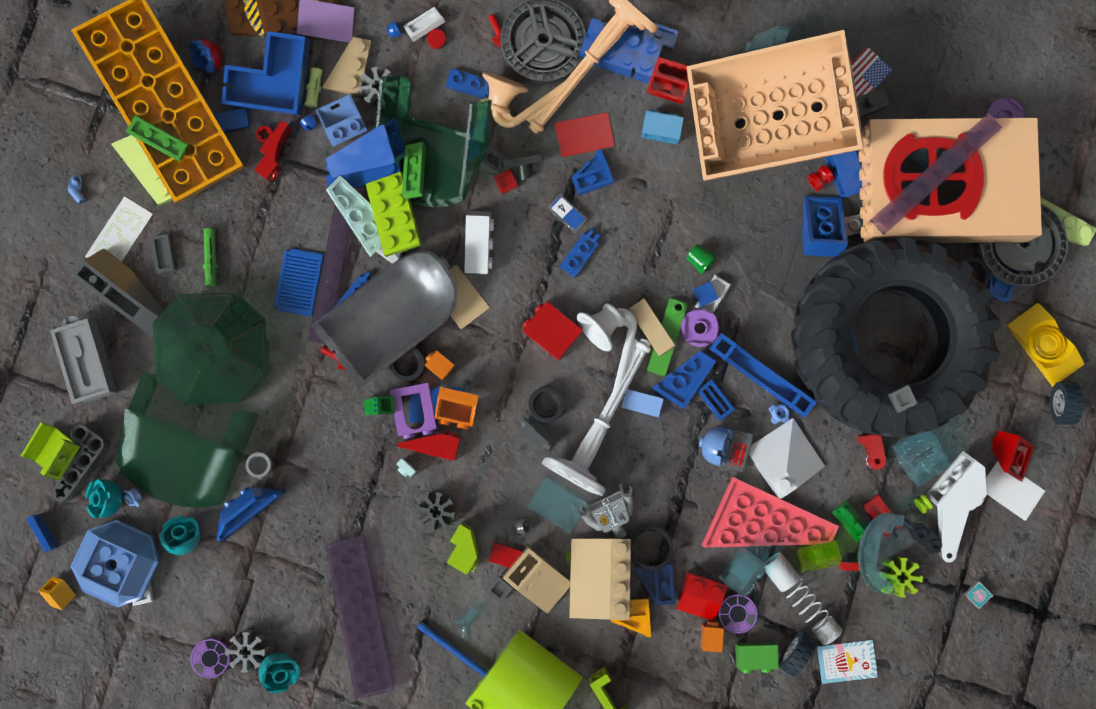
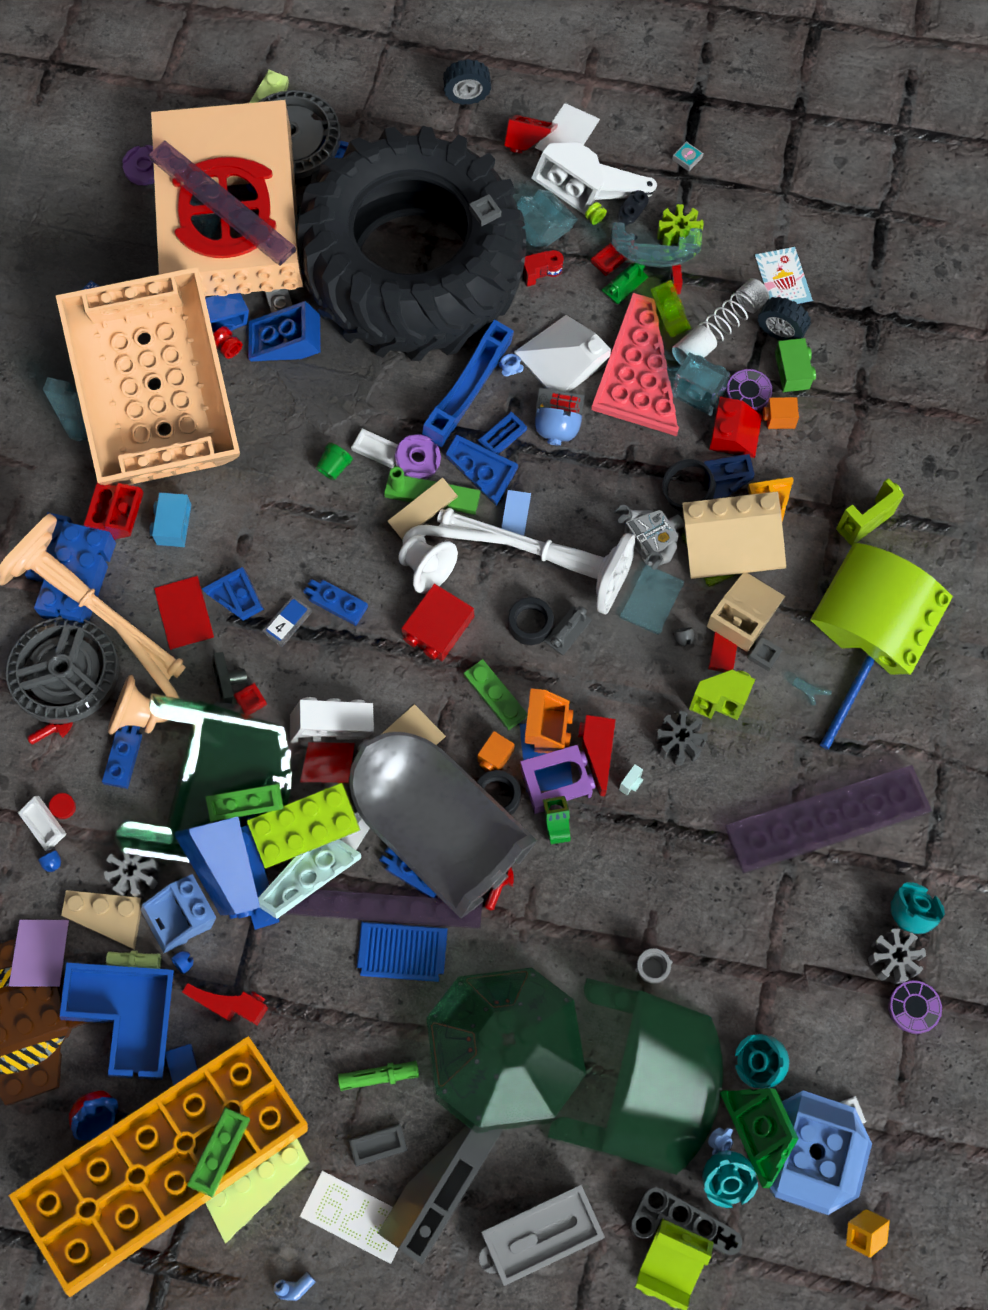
camera: 95 degrees left, 15 degrees down
(42, 533) = (789, 1266): blue tile -> none
(132, 527) = (762, 1129): none -> green wing
(244, 509) = (713, 982): blue wedge -> none
(260, 130) = (197, 1015): red bush -> none
(442, 236) = (327, 762): none -> red sticker
(489, 370) = (495, 694): none -> bright green plate
(705, 294) = (377, 453): blue tile -> none
(1046, 344) = (404, 108): yellow slope -> none

